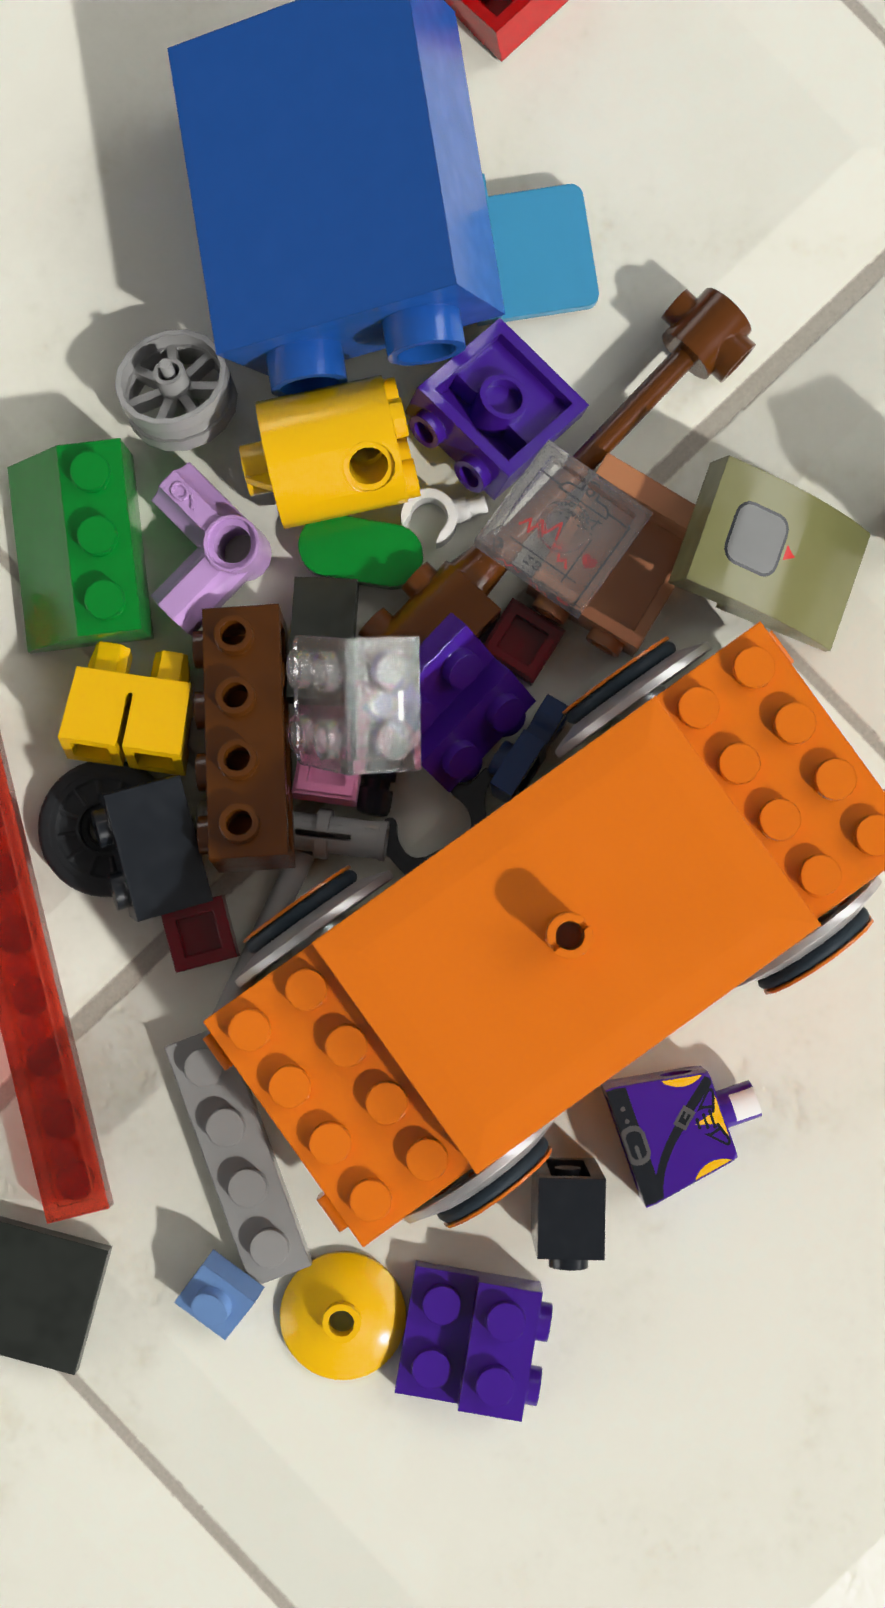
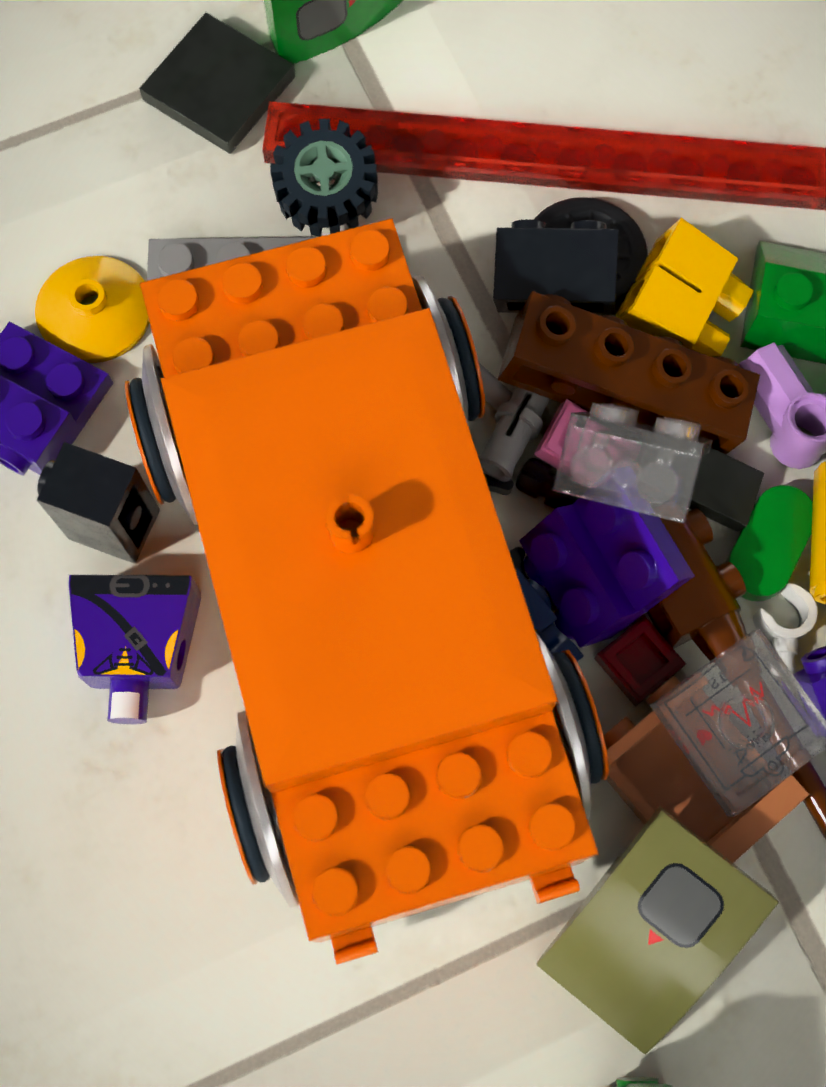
camera: 110 degrees right, 15 degrees down
(118, 1152) = (321, 158): none -> black wheel
(200, 935) = (472, 287): dark red plate -> none
(219, 1294) = (154, 211): medium blue plate -> none

